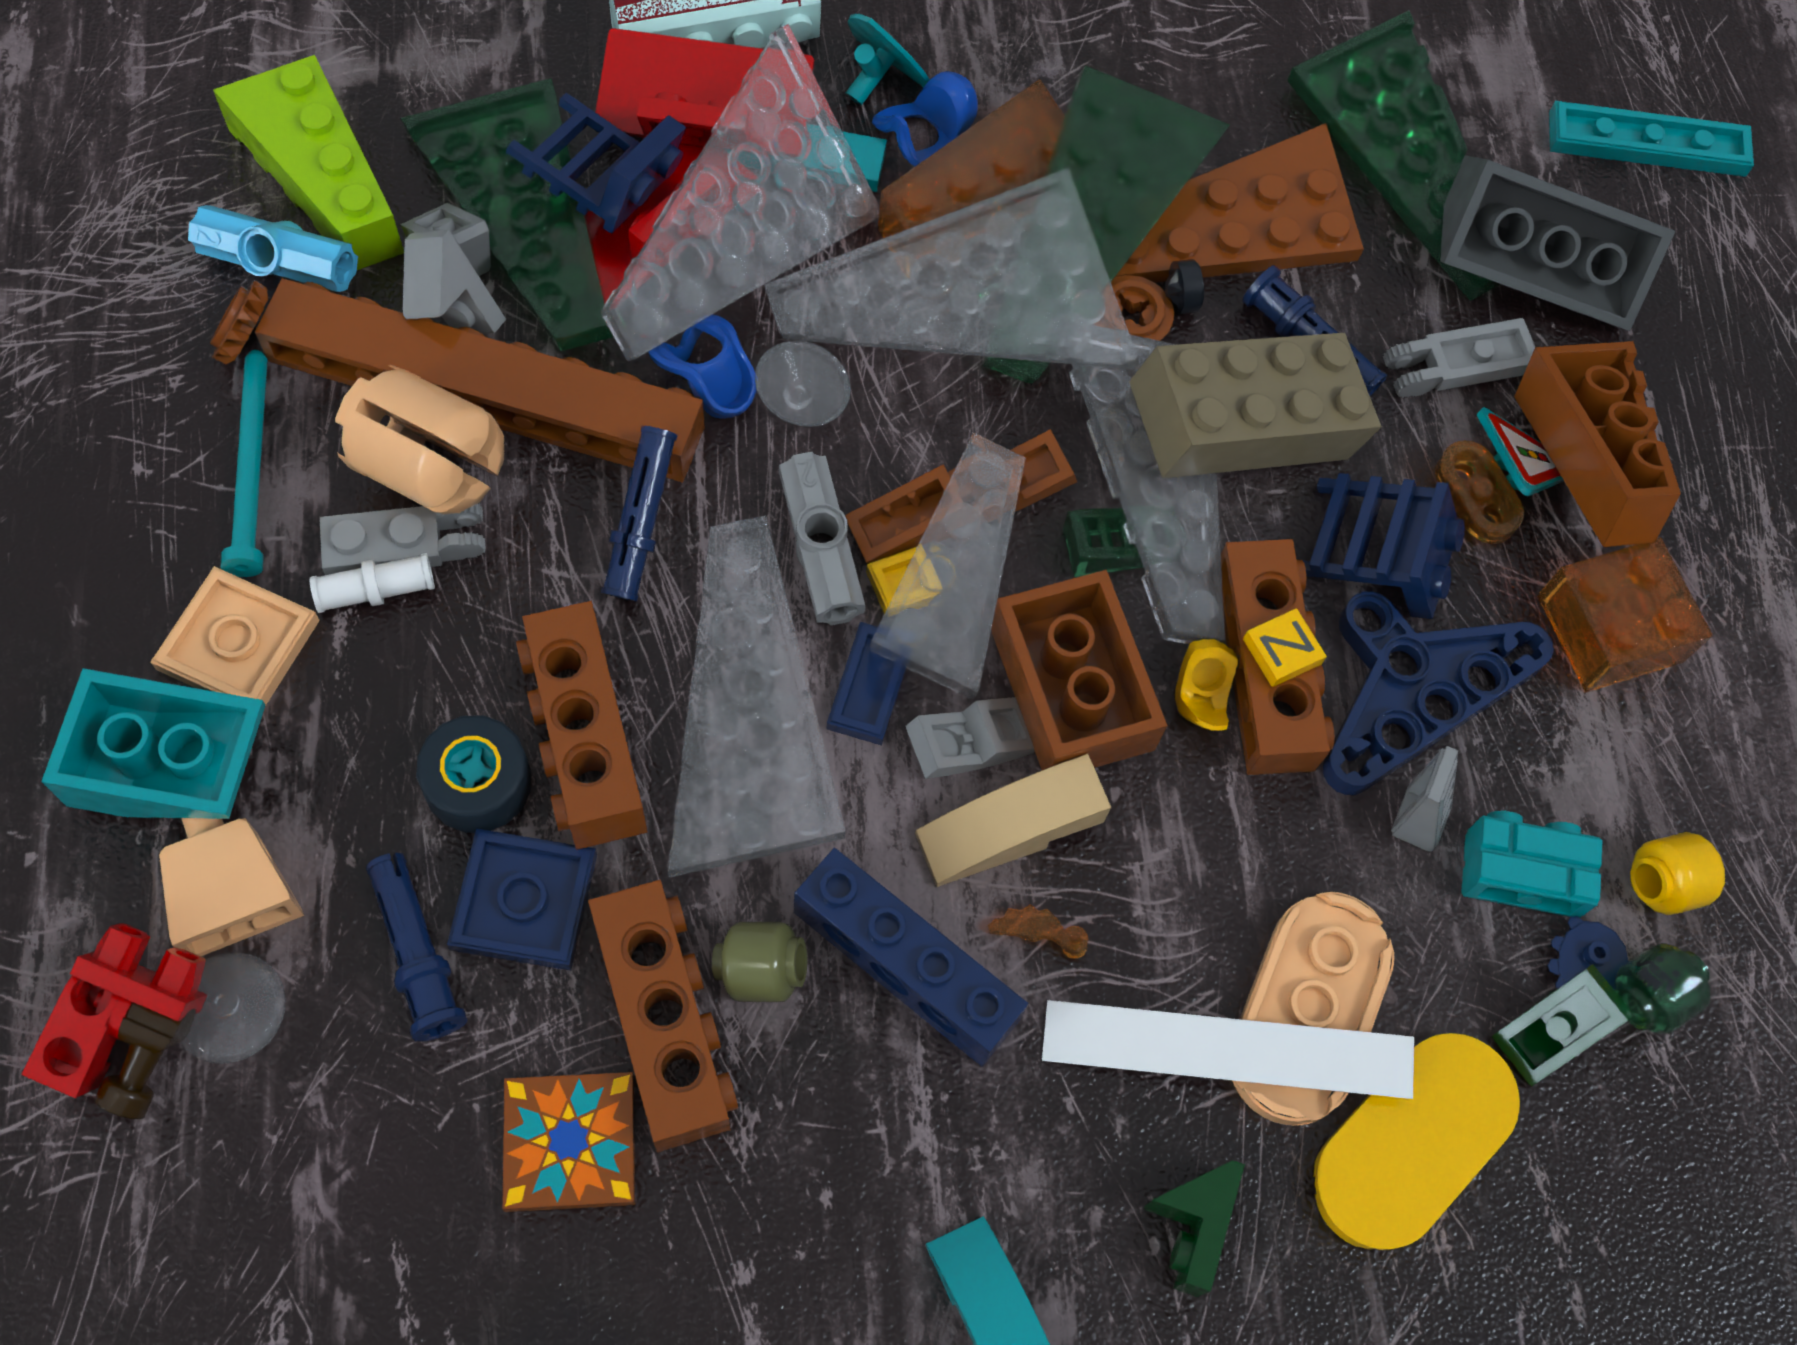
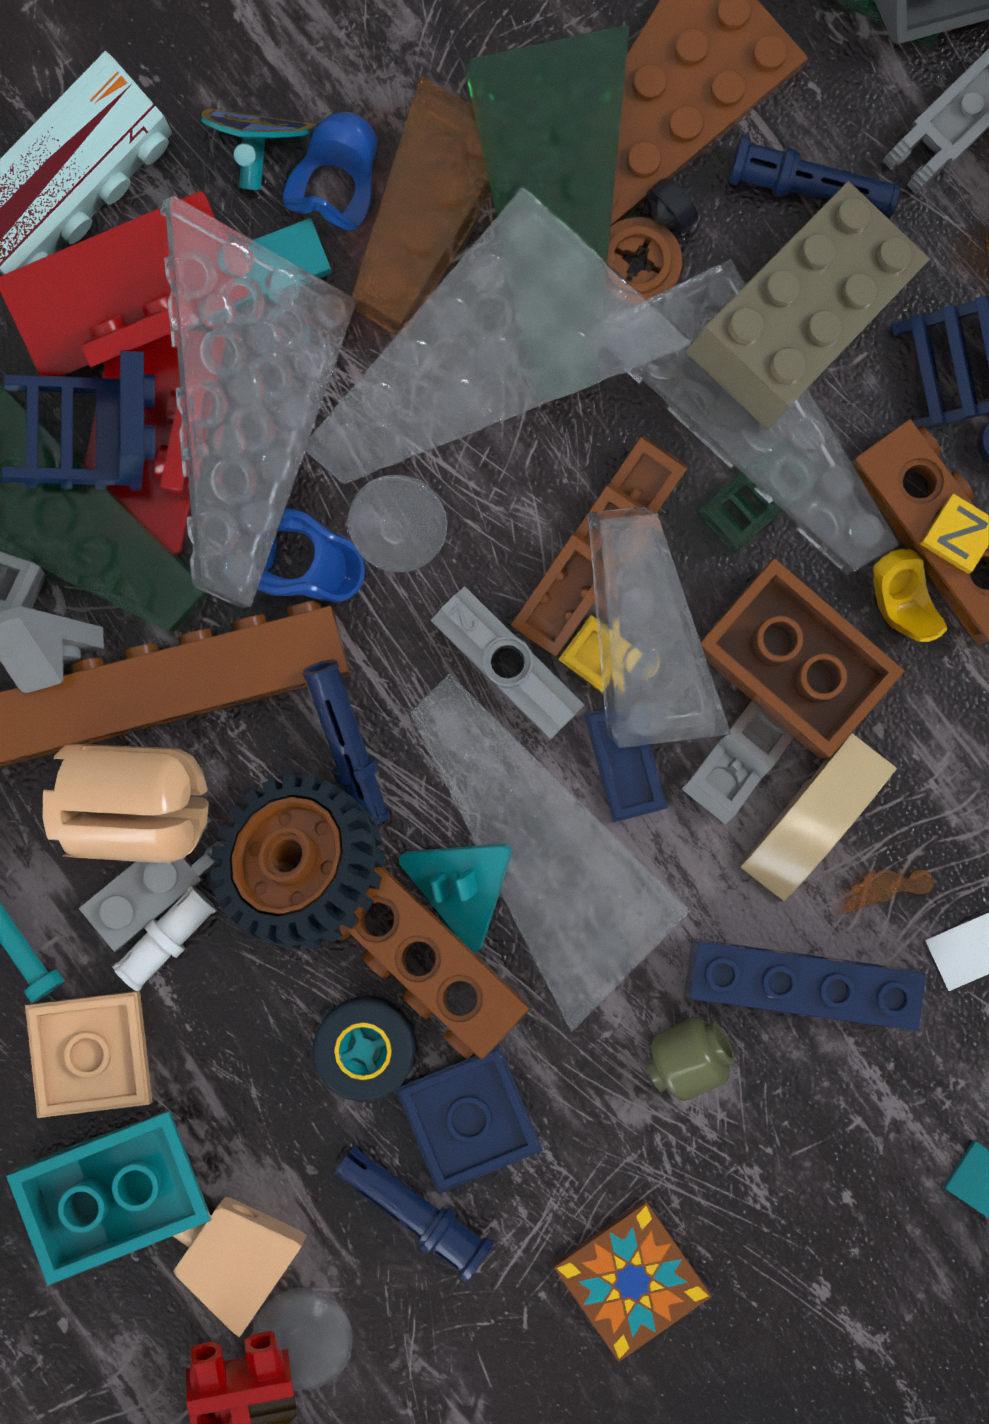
camera: 20 degrees left, 20 degrees up
(528, 573) = (328, 883): none -> wheel
(623, 924) = (699, 1215): dark orange brick -> none
(657, 693) = (461, 885): none -> teal piece

